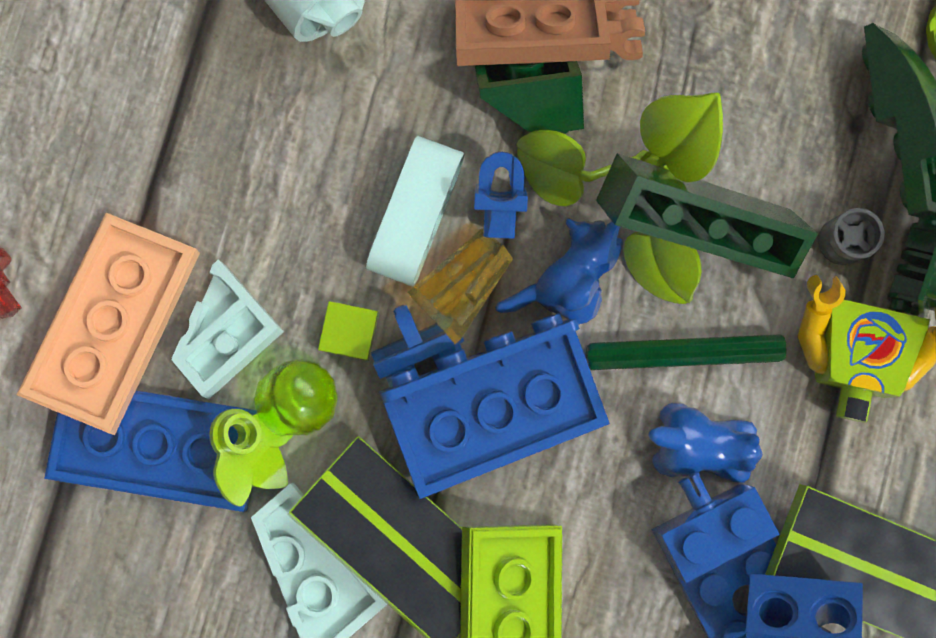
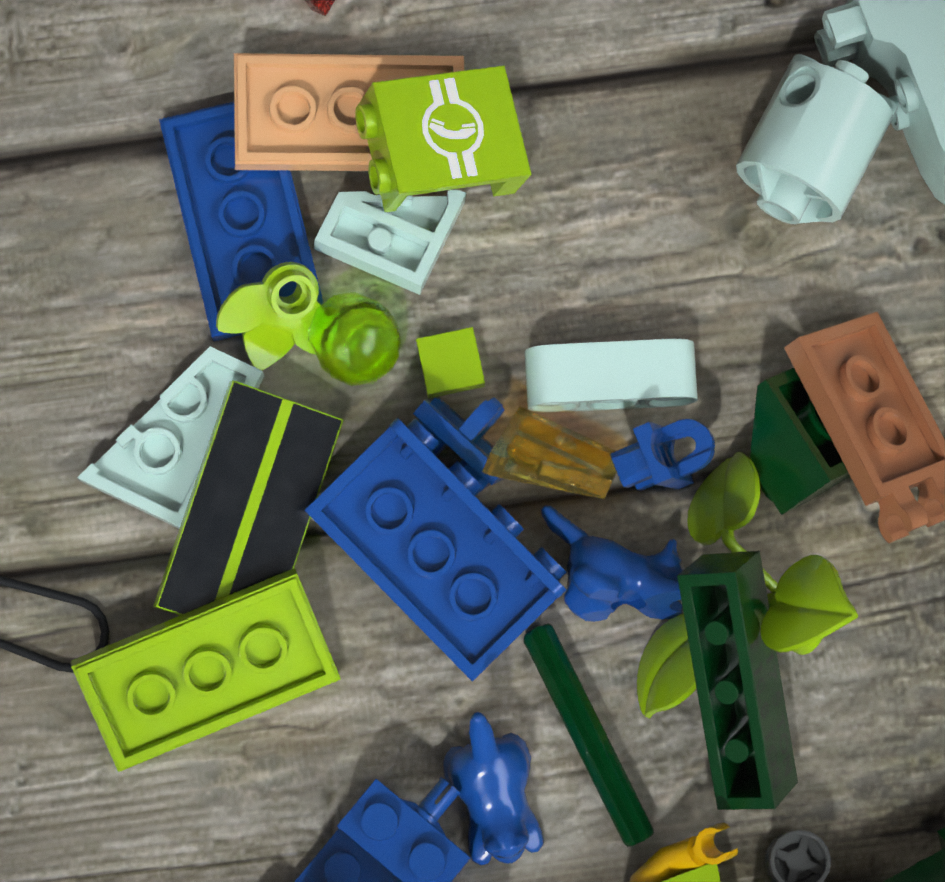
camera: 65 degrees right, 5 degrees down
(162, 256) = (442, 135): none -> lime panel

